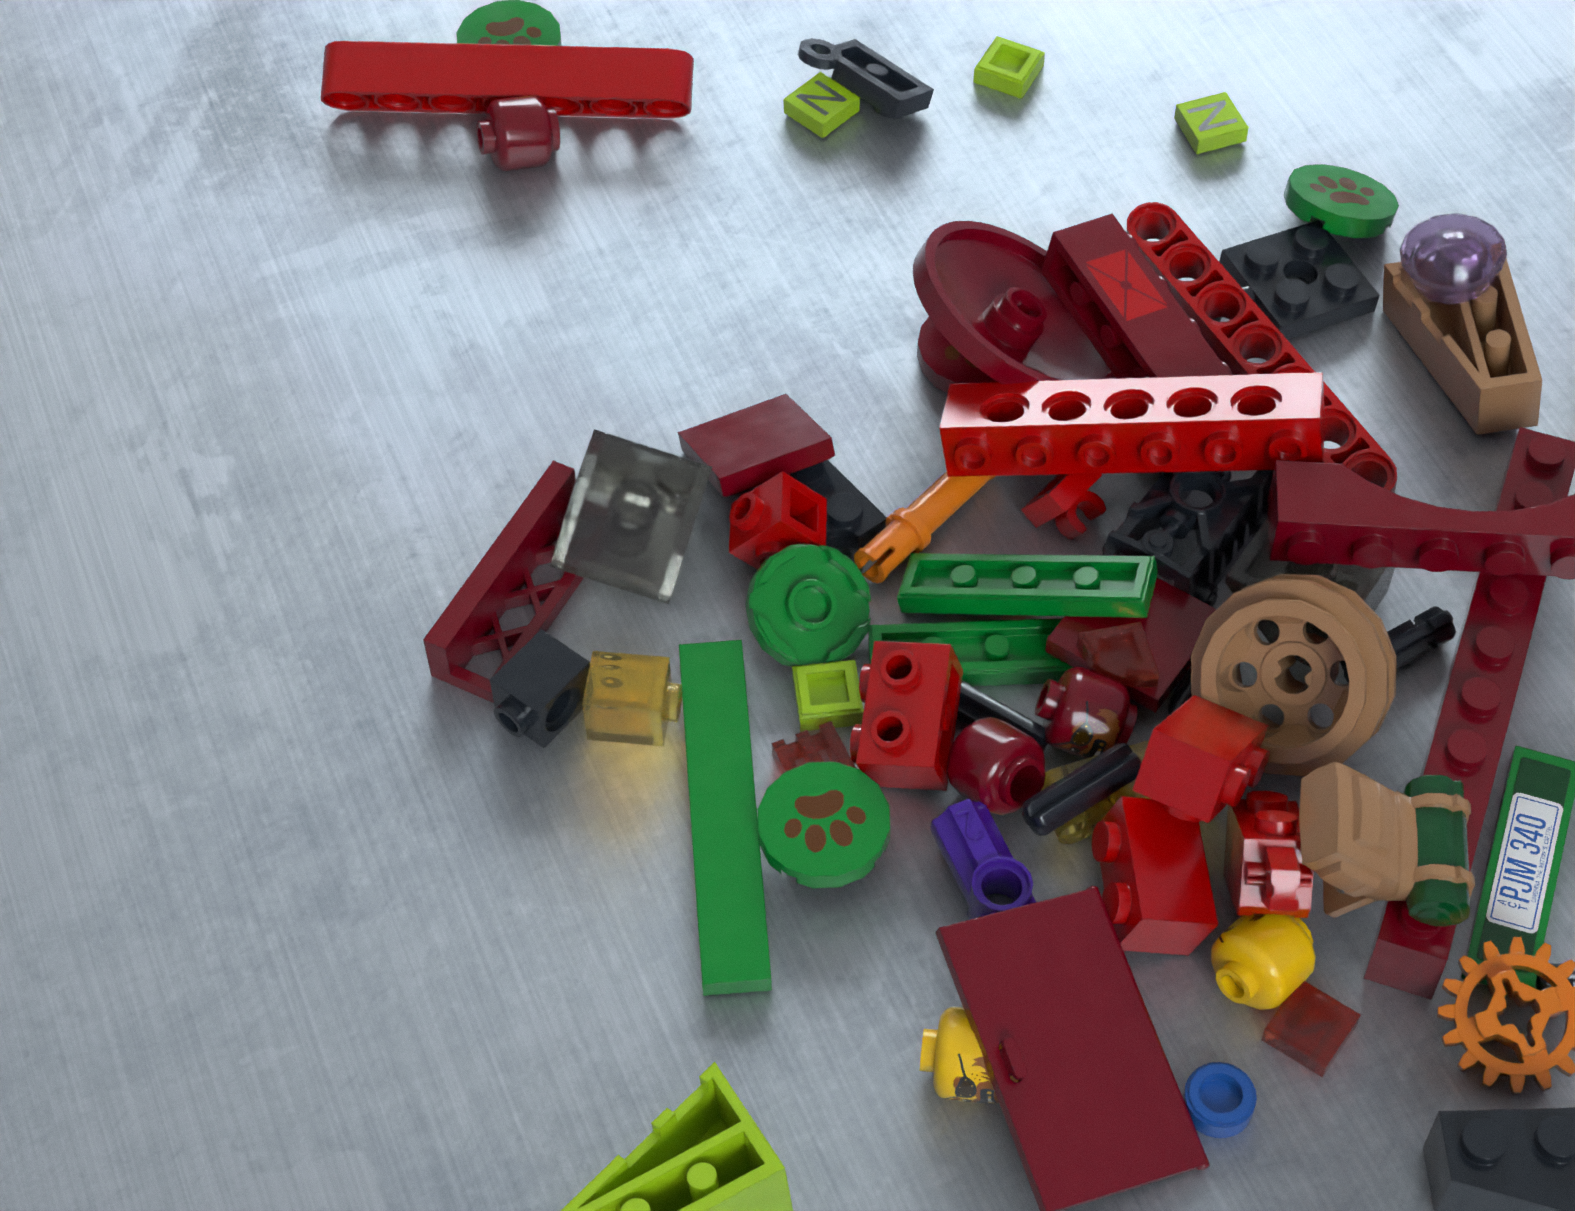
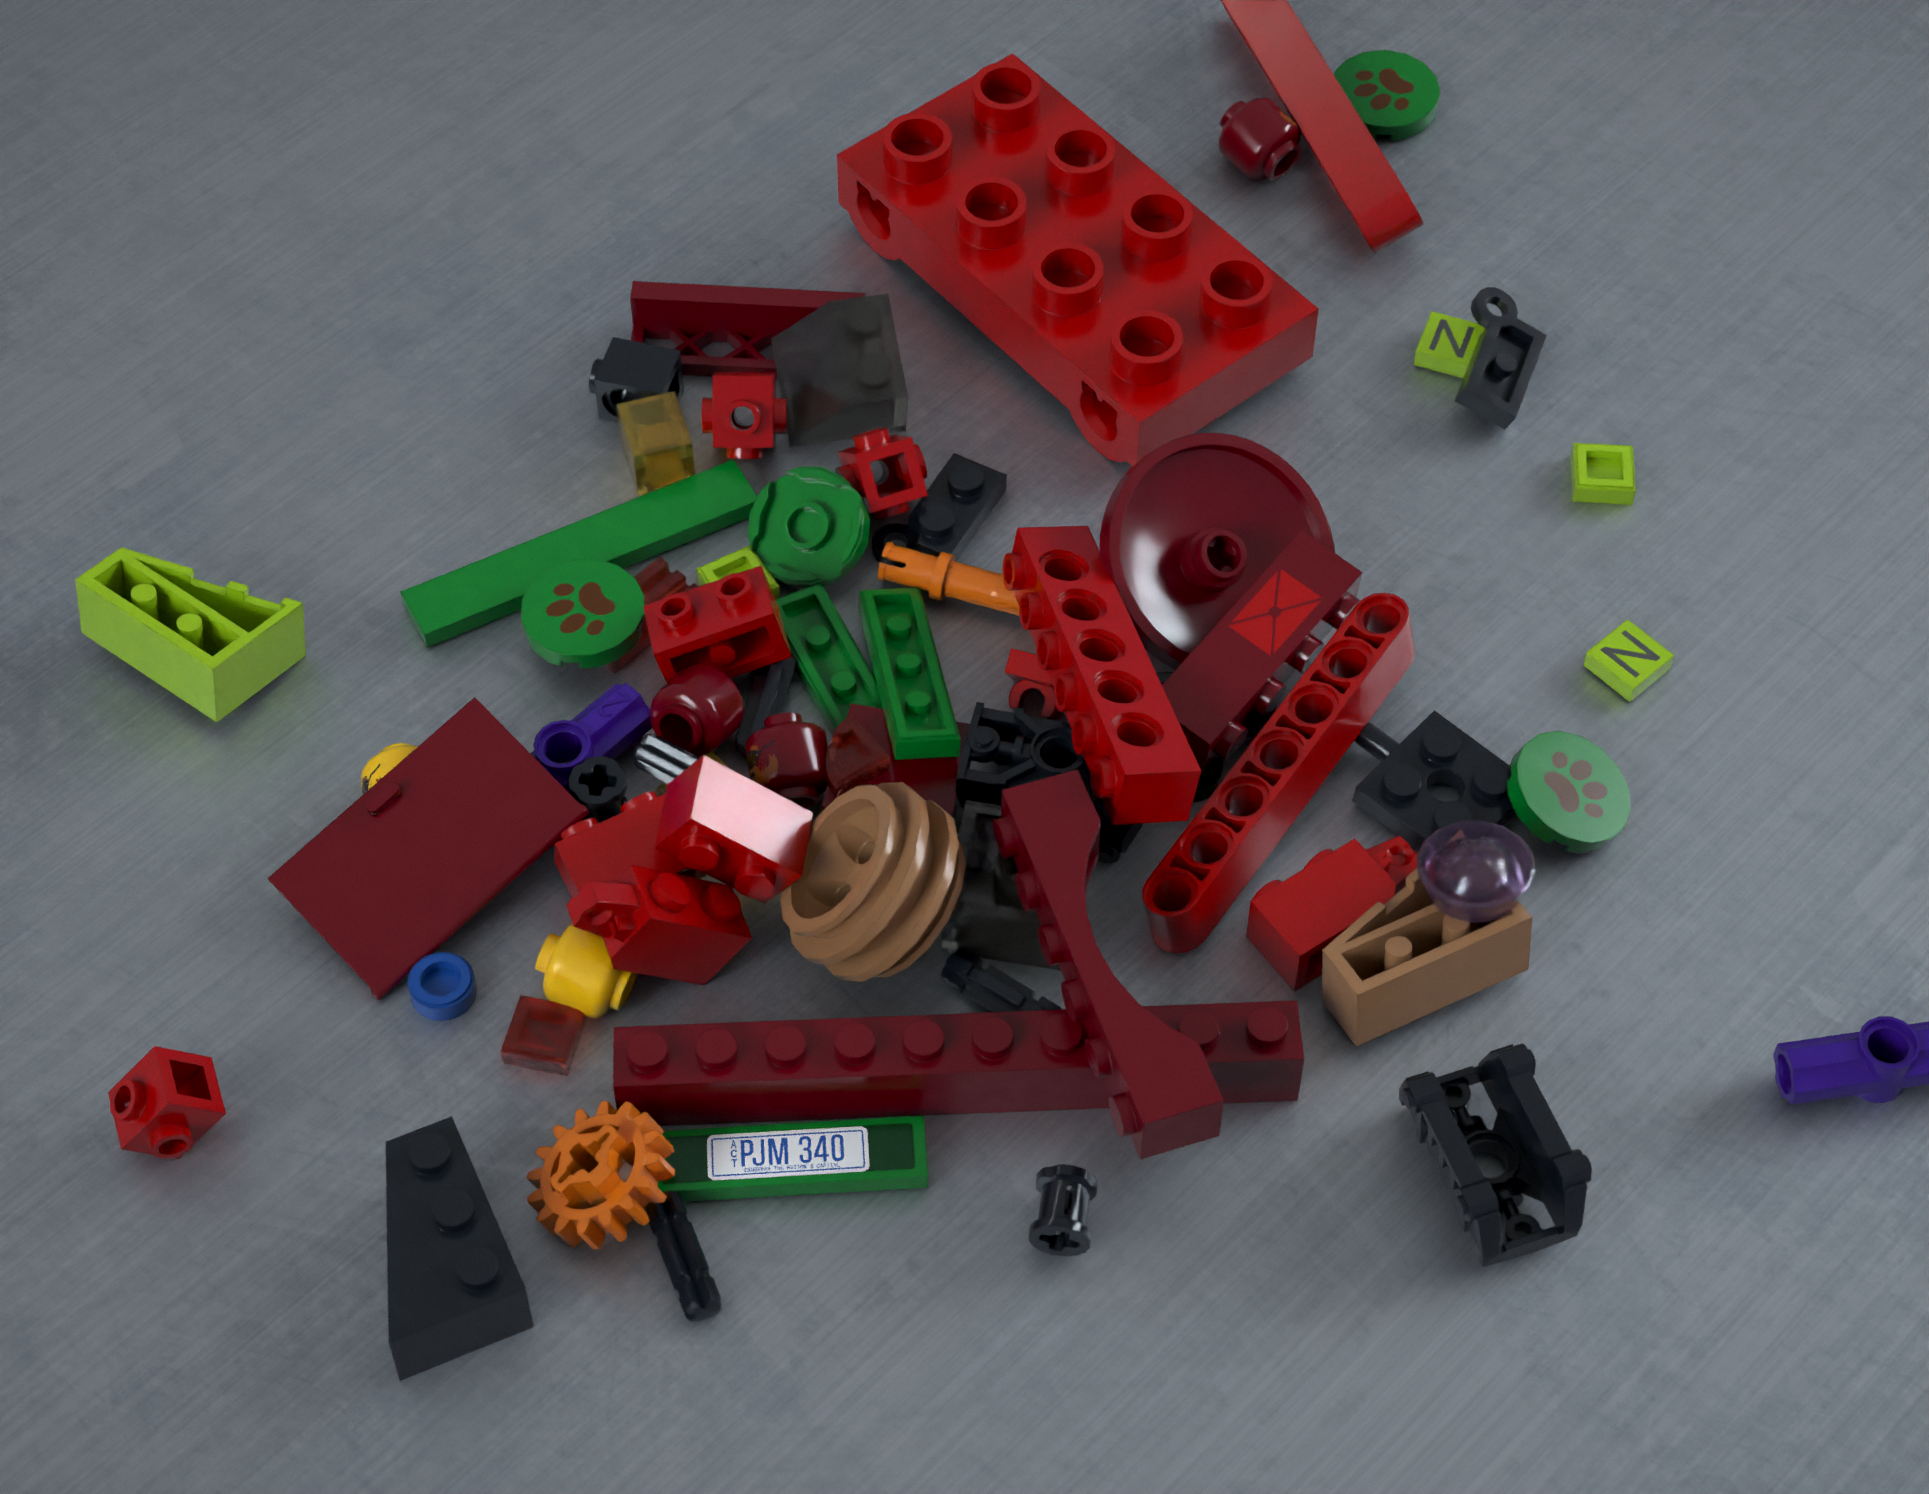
camera: 65 degrees right, 0 degrees up
(598, 298) = (1075, 259): none -> red piece
(639, 607) = (747, 390): none -> red brick
(757, 444) = (974, 431): dark red tile -> none
(1048, 870) = (599, 786): none -> black bush
(1387, 843) = (687, 979): medium nougat piece -> none
(1401, 388) = (1307, 911): none -> red hinge

